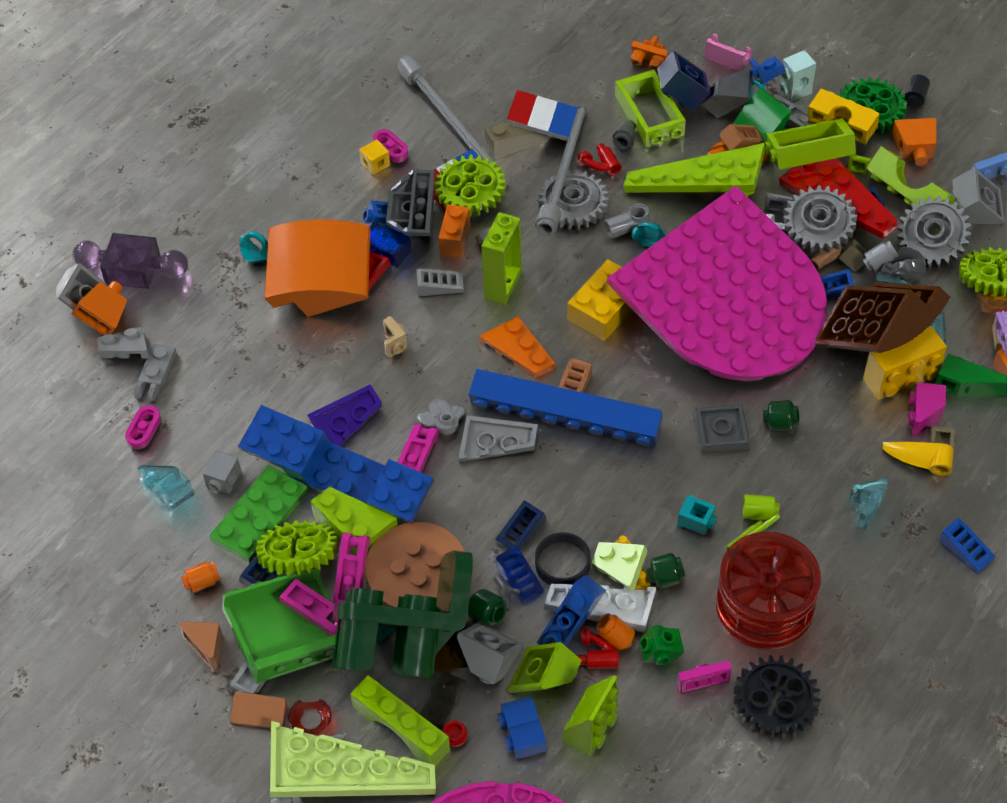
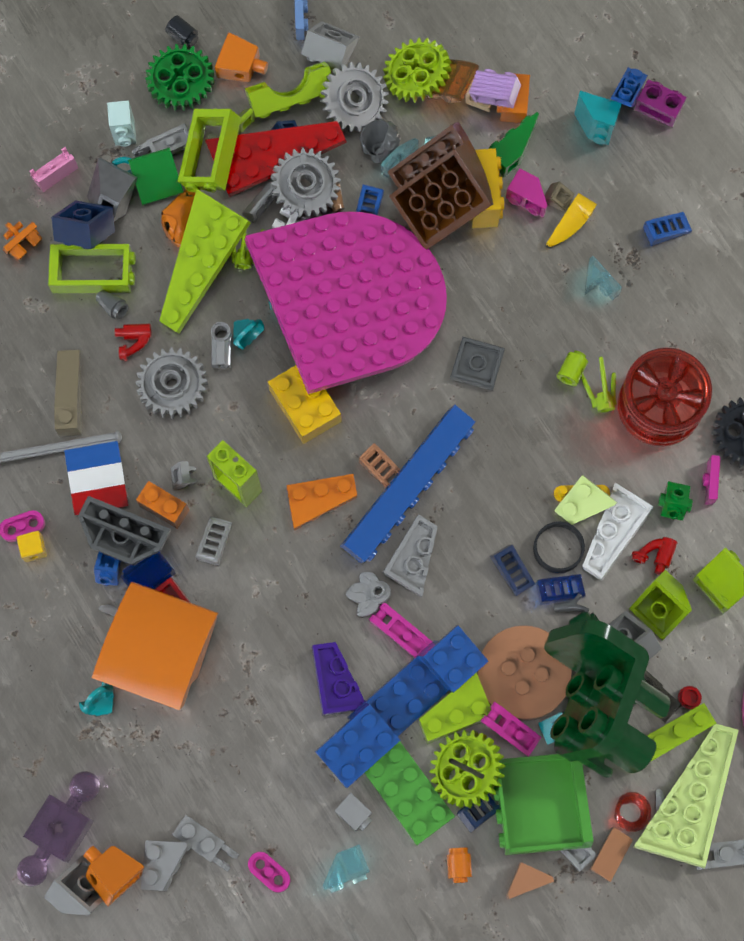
camera: 70 degrees left, 20 degrees up
(310, 606) = (535, 774): dark pink plate -> none
(396, 337) = (259, 601): tan bracket -> none
(471, 184) = (96, 476): lime gear -> none
(523, 728) = (706, 640): blue brick -> none
(557, 121) = (70, 358): flag -> none
(572, 612) = (625, 558): blue slope -> none
(615, 631) = (649, 531): orange brick -> none
(666, 571) = (605, 468): dark green head -> none
(697, 515) = (565, 413): teal brick -> none
(740, 136) = (173, 204): nougat slope -> none
(767, 70) = (112, 145): blue bracket -> none
(781, 416) = (490, 310): dark green head -> none
(829, 106) = (204, 95): yellow arch -> none
(853, 255) = (347, 172): dark tan slope -> none
(879, 255) = (363, 153): light grey brick -> none

